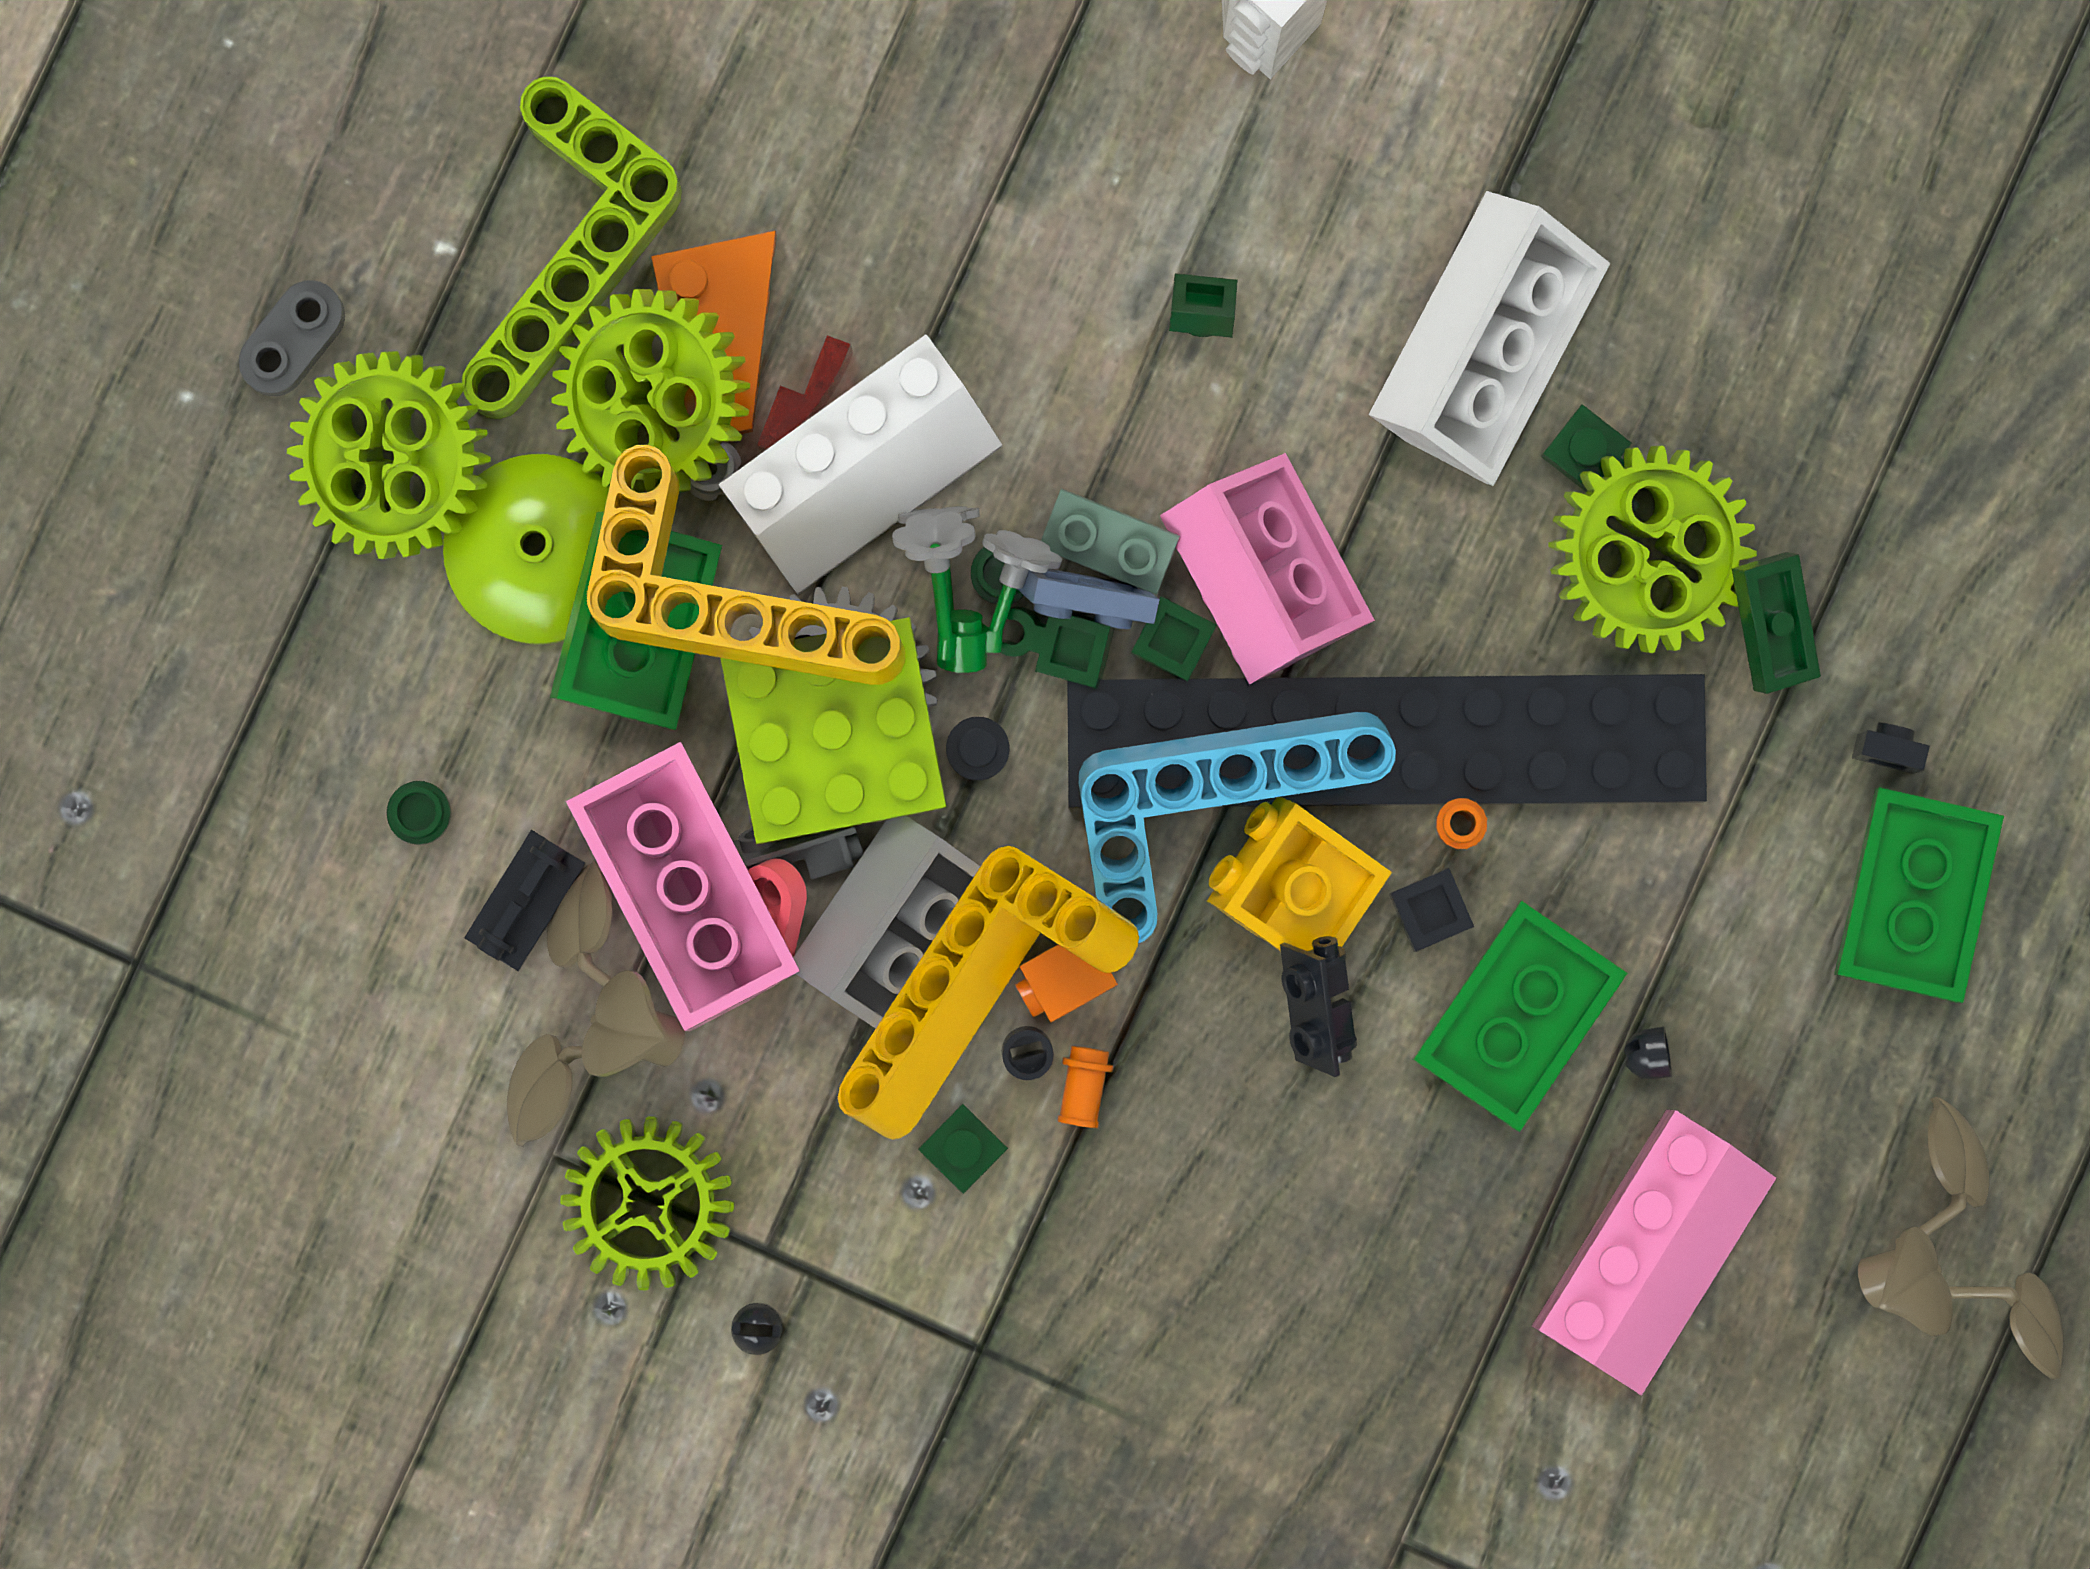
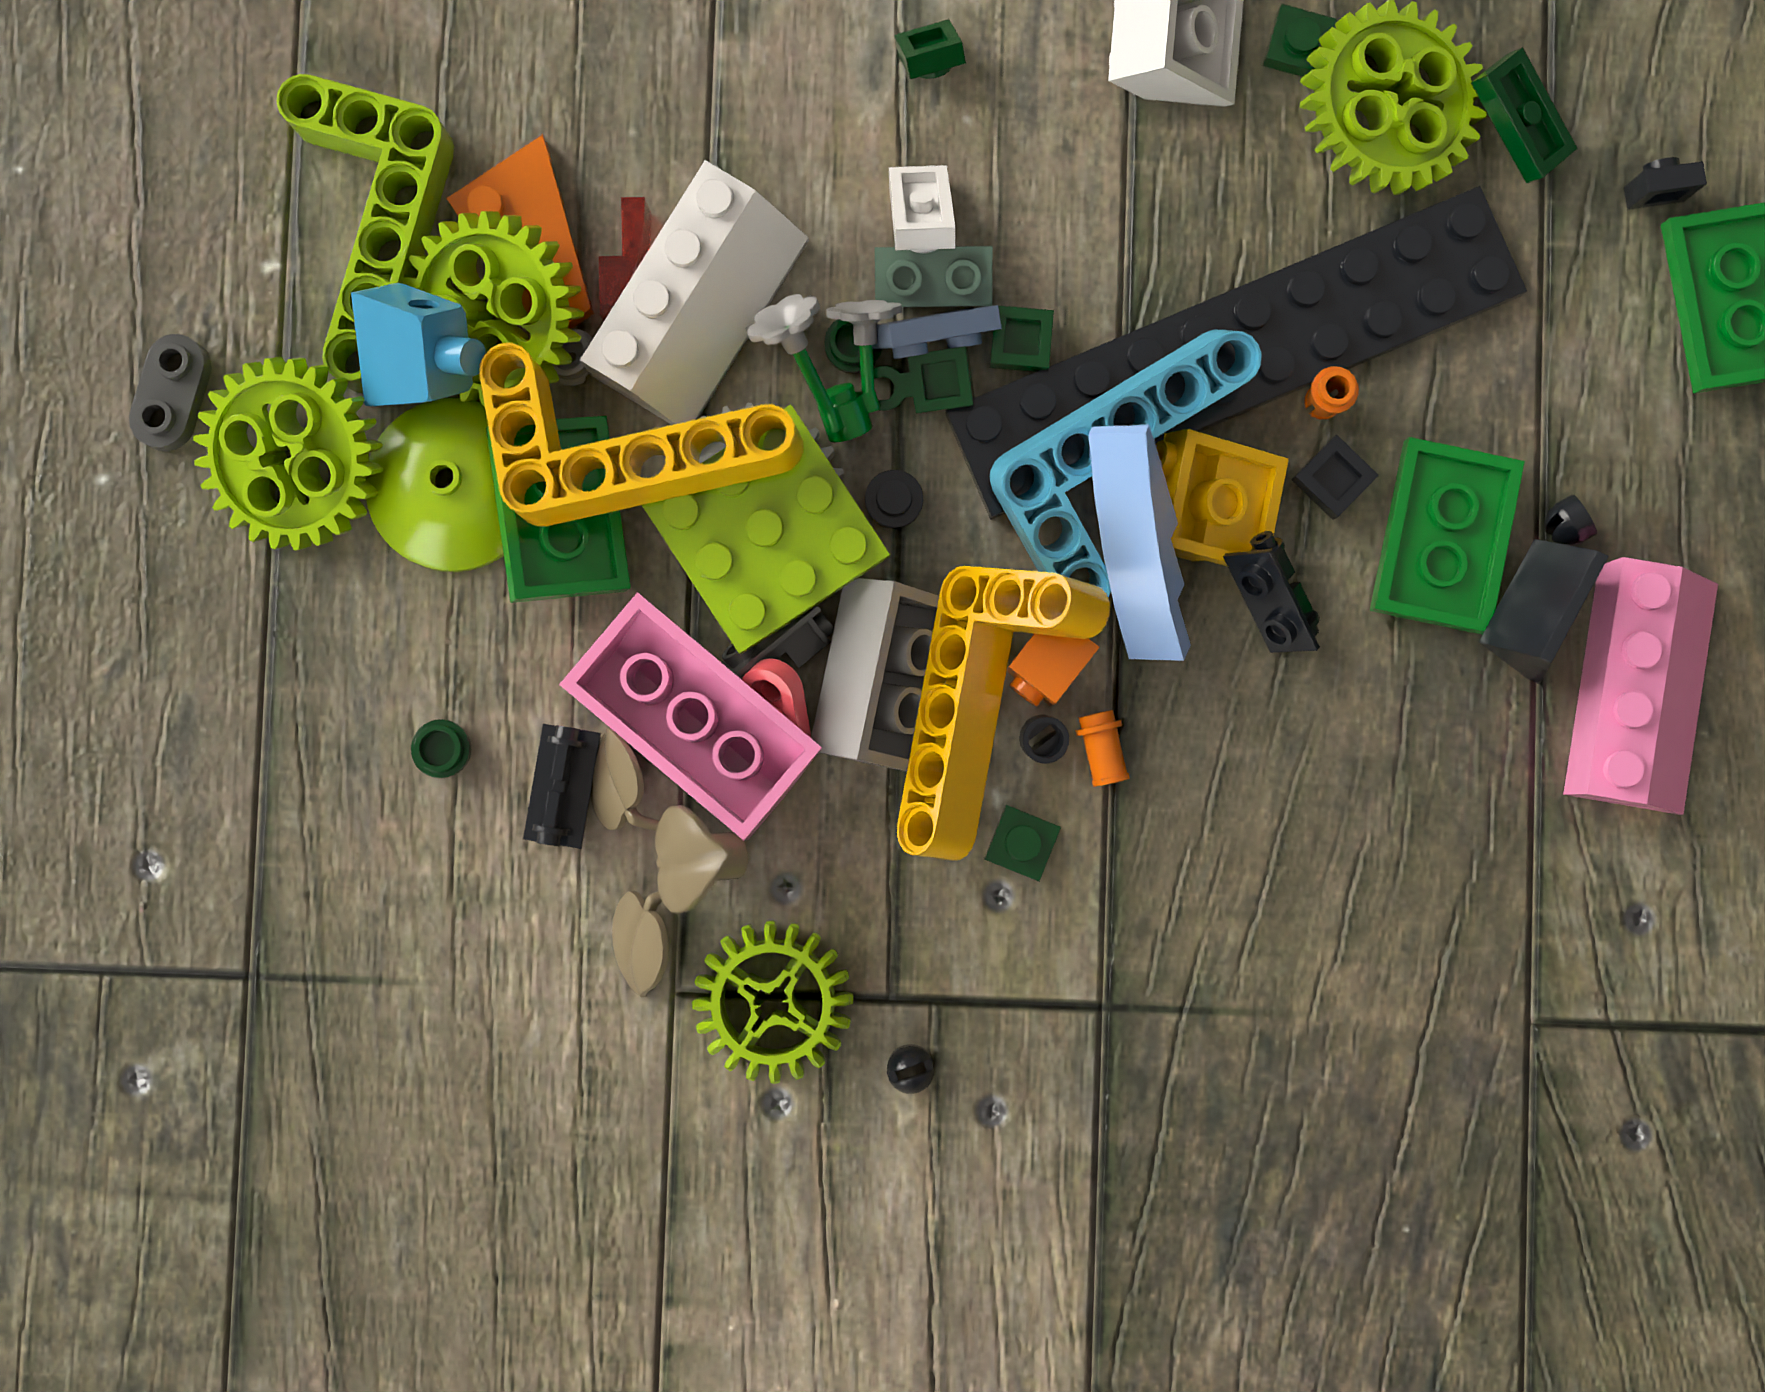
camera: 20 degrees left, 0 degrees up
(558, 405) = (412, 346): none -> dark azure torso
(1125, 467) = (921, 208): none -> white plate
(1196, 886) = (1136, 541): none -> light blue slope
(1267, 567) = (1074, 246): bright pink slope -> none
(1580, 1129) = (1541, 605): none -> black slope

